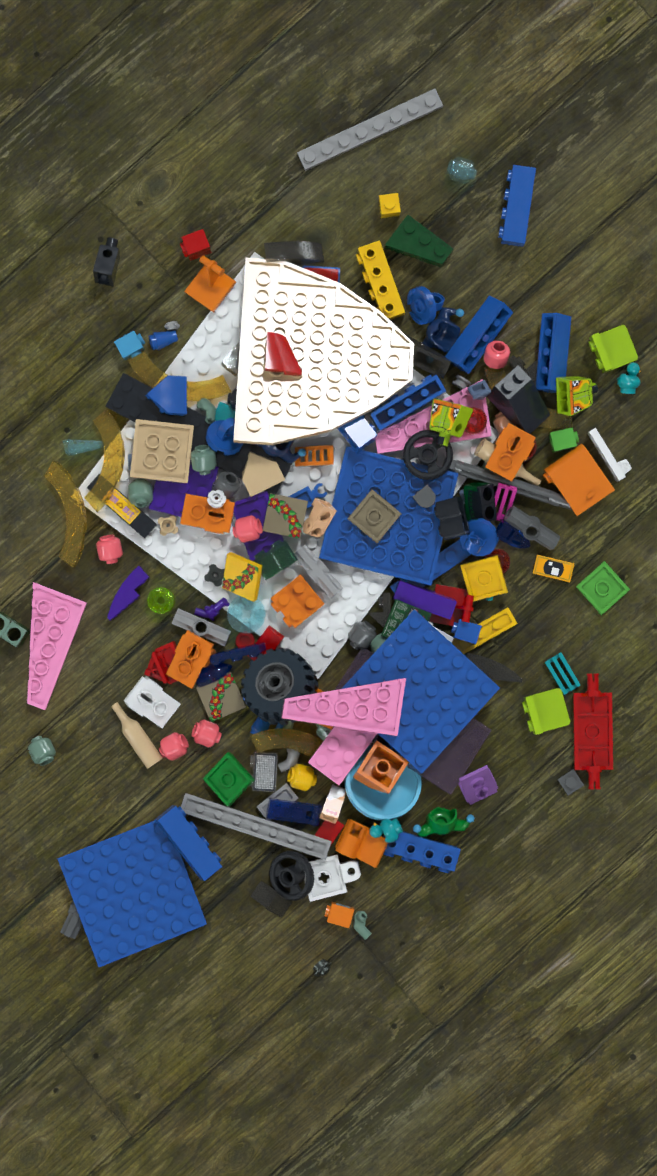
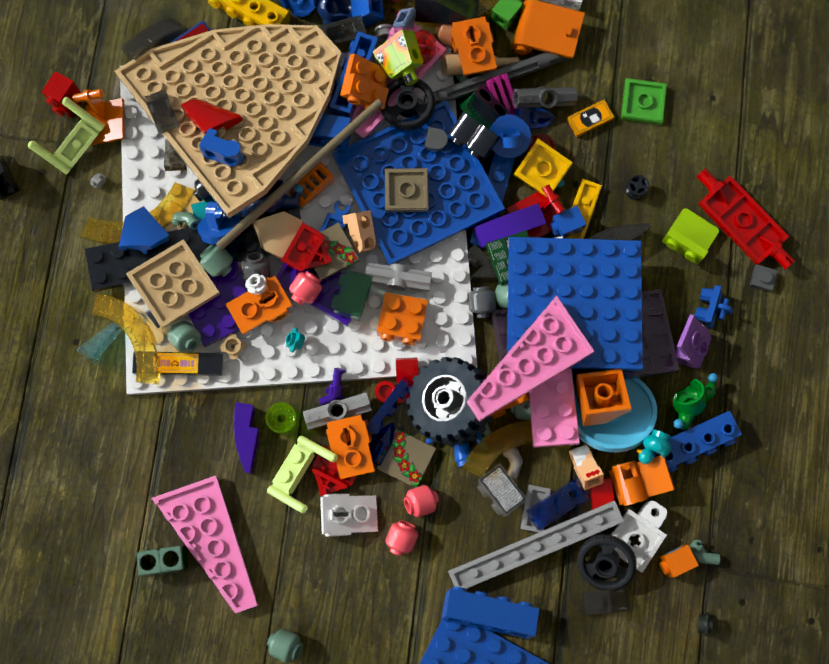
camera: 45 degrees left, 10 degrees down
(75, 512) = (140, 405): clear yellow tile -> none
(109, 549) = (197, 411): coral head -> none
(130, 345) = (71, 223): dark azure brick -> none
(137, 738) = (363, 558): tan piece -> none
(142, 641) = (294, 469): none -> yellowish green plate
(159, 340) = (97, 198): blue cone -> none
(176, 287) = (76, 141): none -> yellowish green plate
(210, 576) = (316, 358): pearl dark grey plate -> none
(212, 556) = (295, 340): none -> teal plate
(228, 779) = (476, 524): green tile -> none
(242, 576) = (336, 333): yellow tile -> none
(246, 625) = (358, 356): clear light blue plate -> none
(251, 322) = (162, 111): none -> clear smoke slope
(264, 386) = (221, 150): none -> blue leg
(270, 503) = (306, 250): none -> red slope
(301, 777) = (537, 467): yellow head -> none
(308, 448) = (299, 174): none -> dark tan piece
(407, 419) = (364, 82): none -> orange plate
(522, 766) = (709, 315): none -> blue hips
(542, 647) = (639, 183): none -> black wheel
(570, 687) = (684, 190): teal tile -> none

